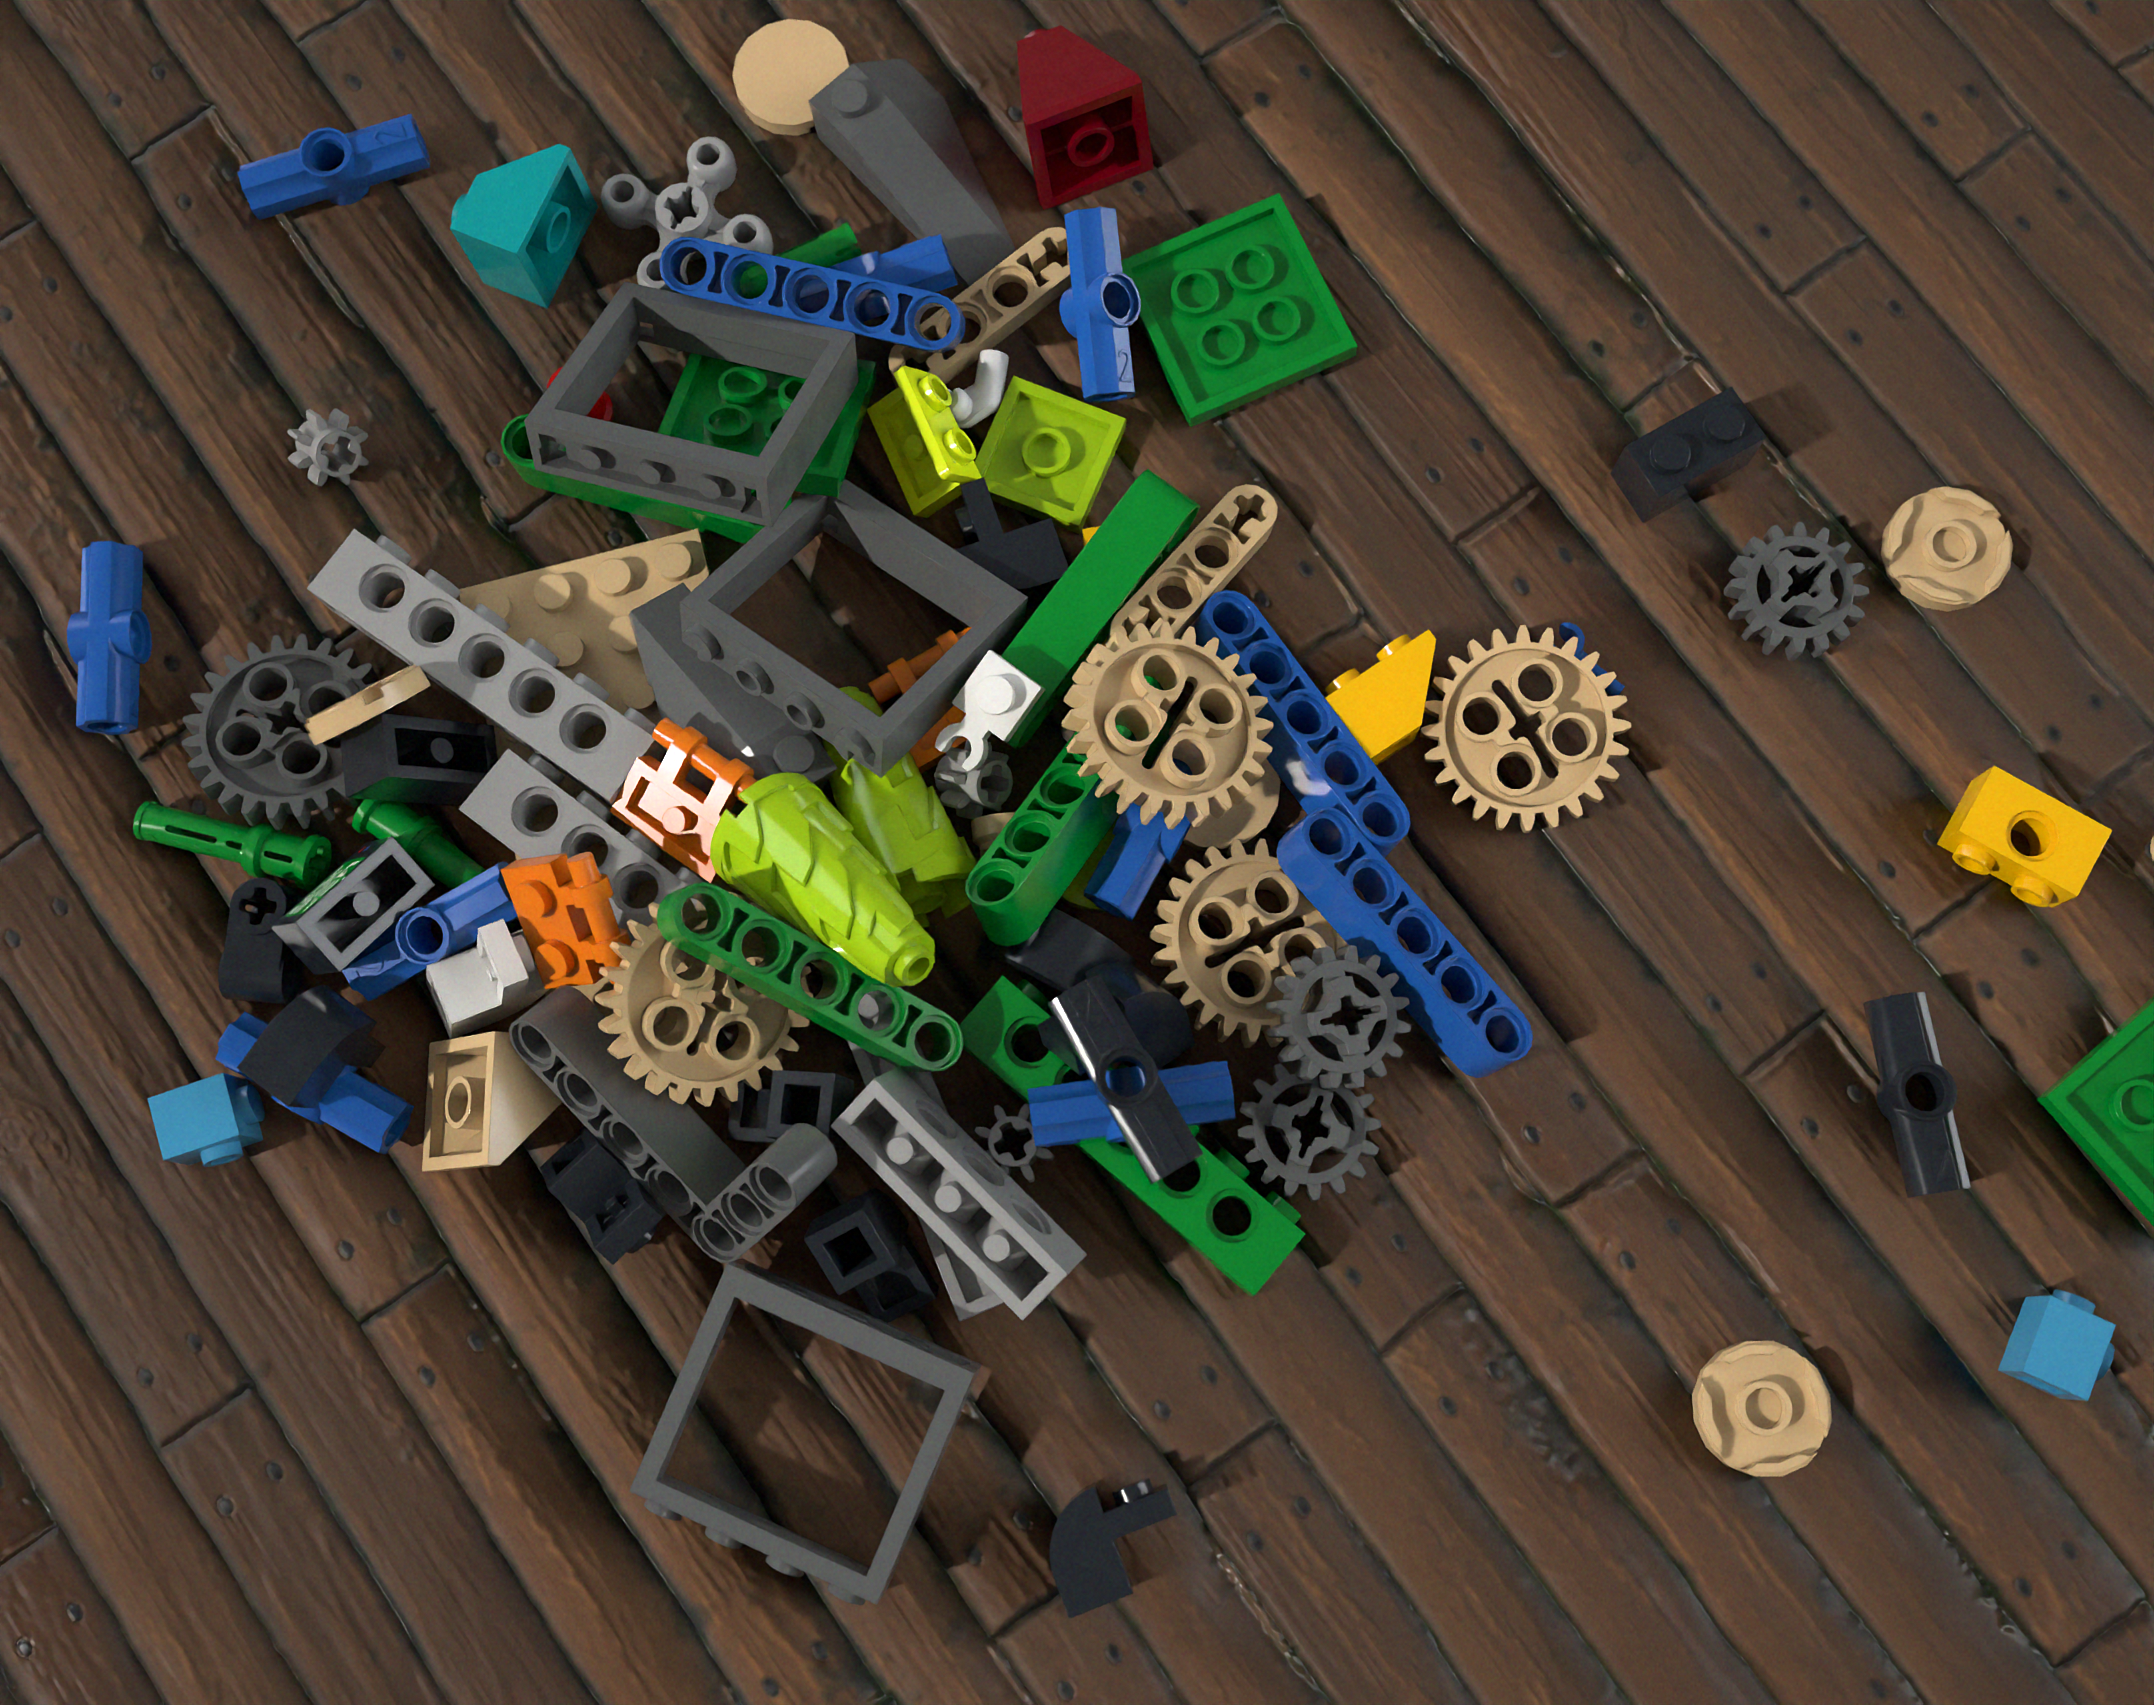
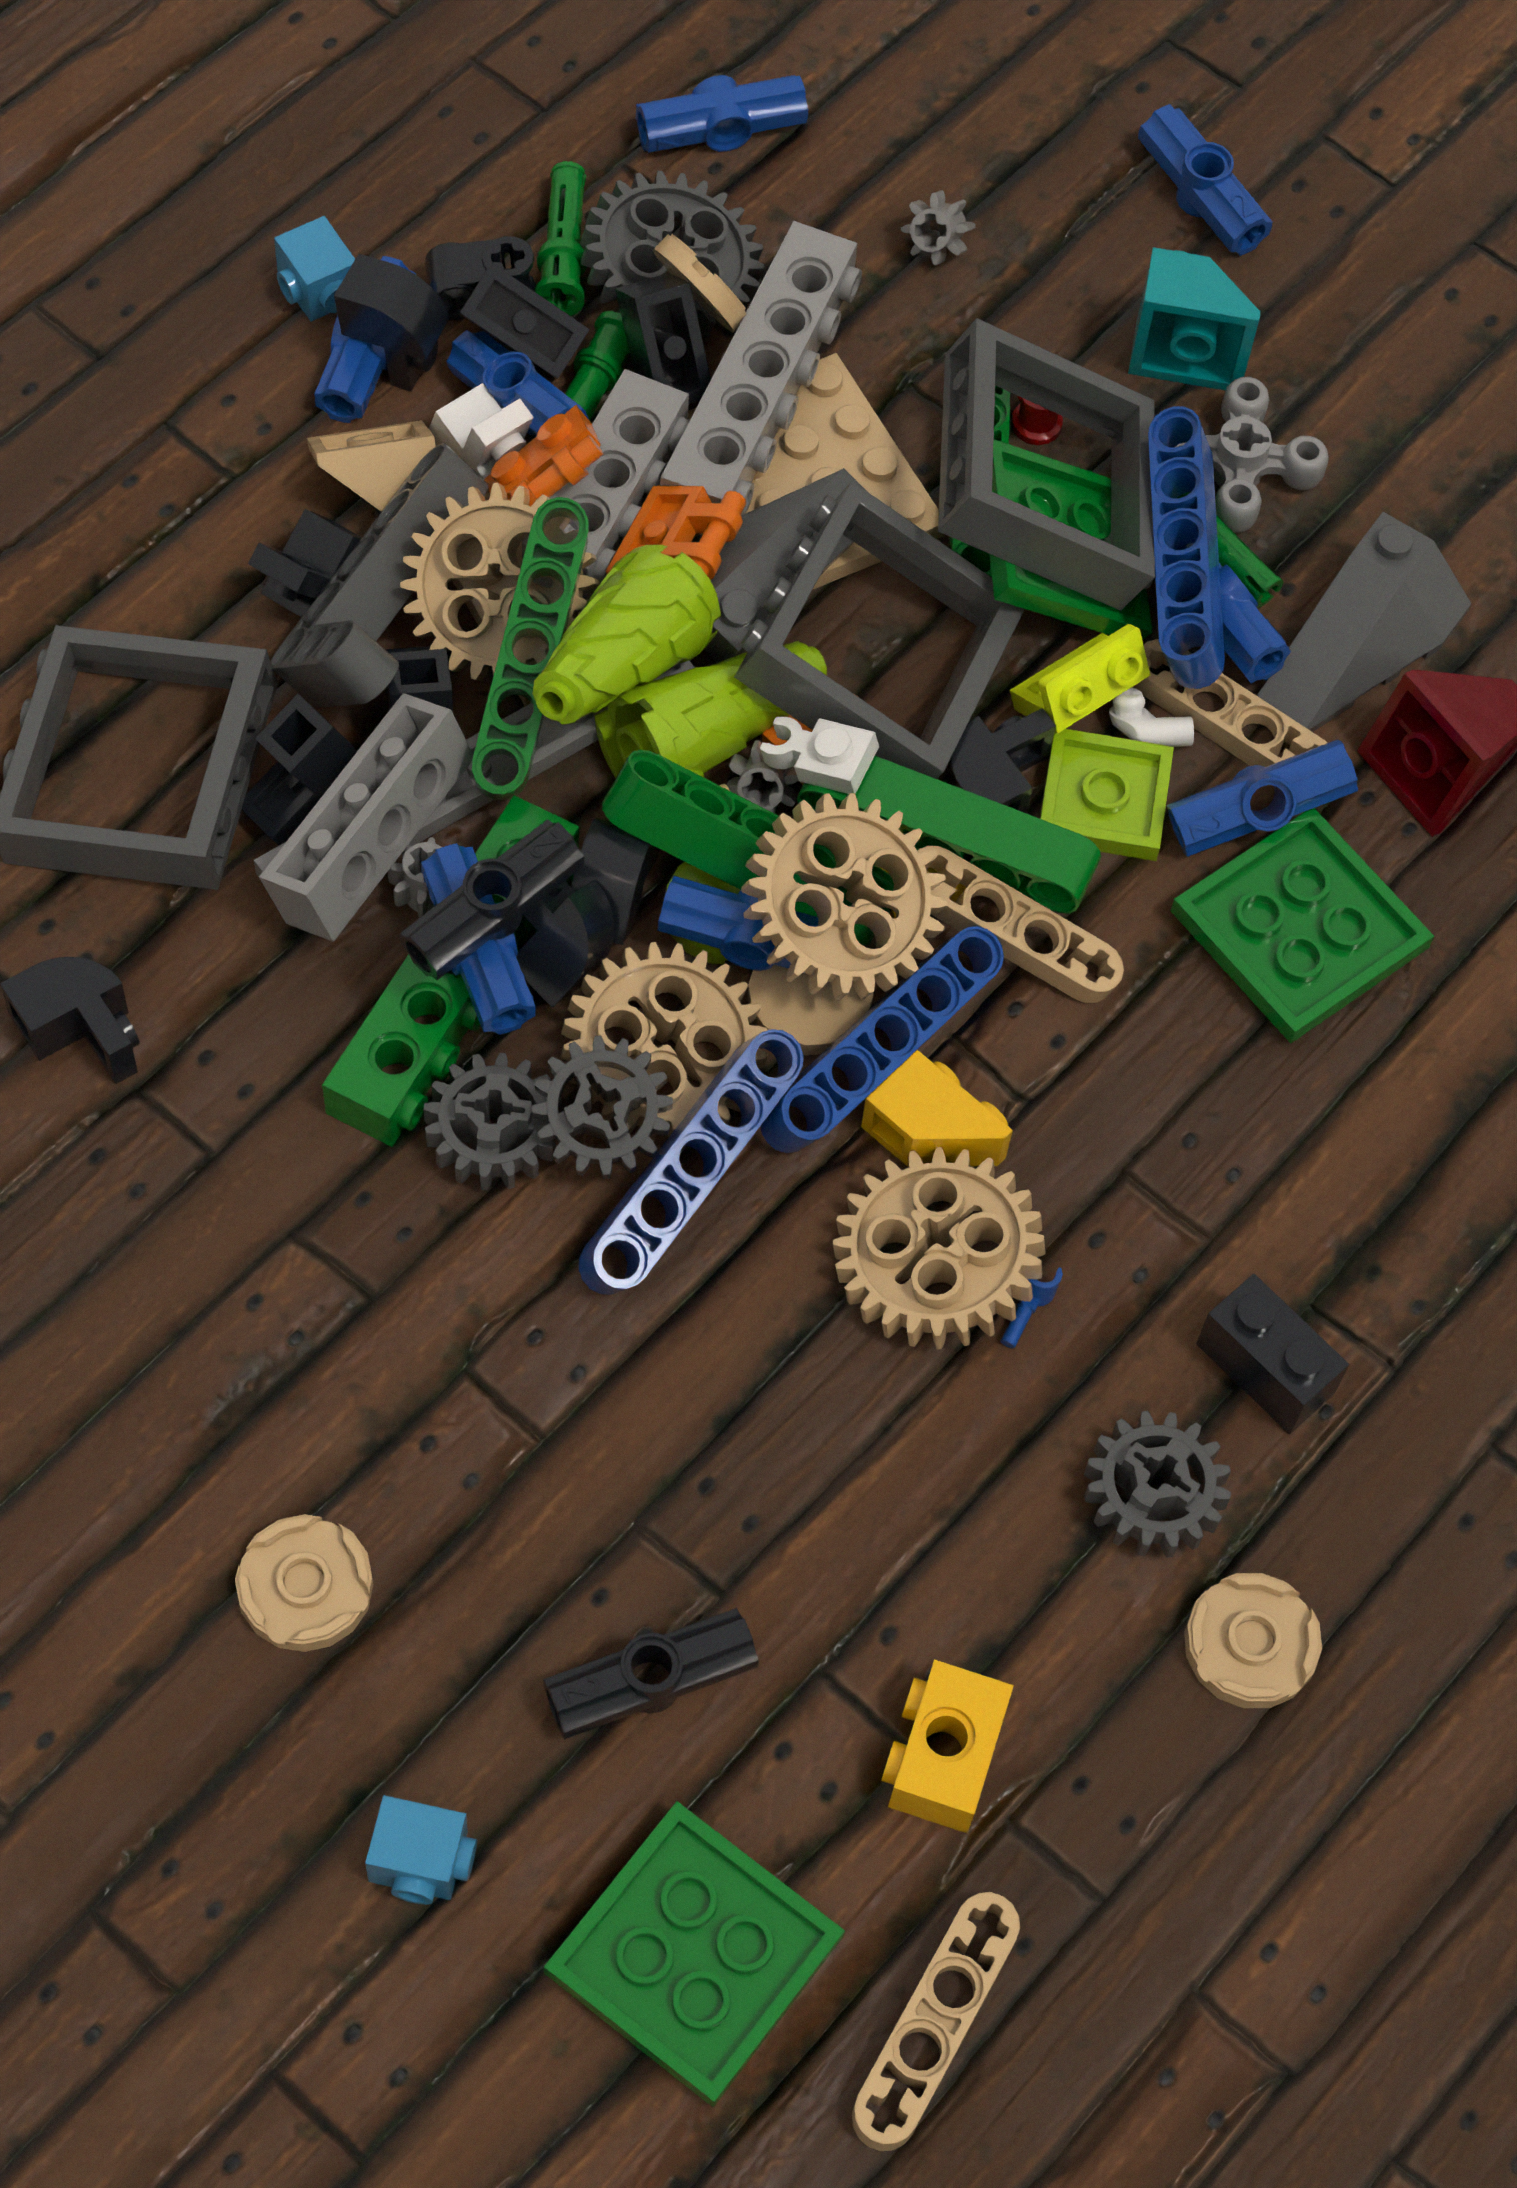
camera: 65 degrees right, 15 degrees down
(783, 70) = (1426, 501): tan tile -> none

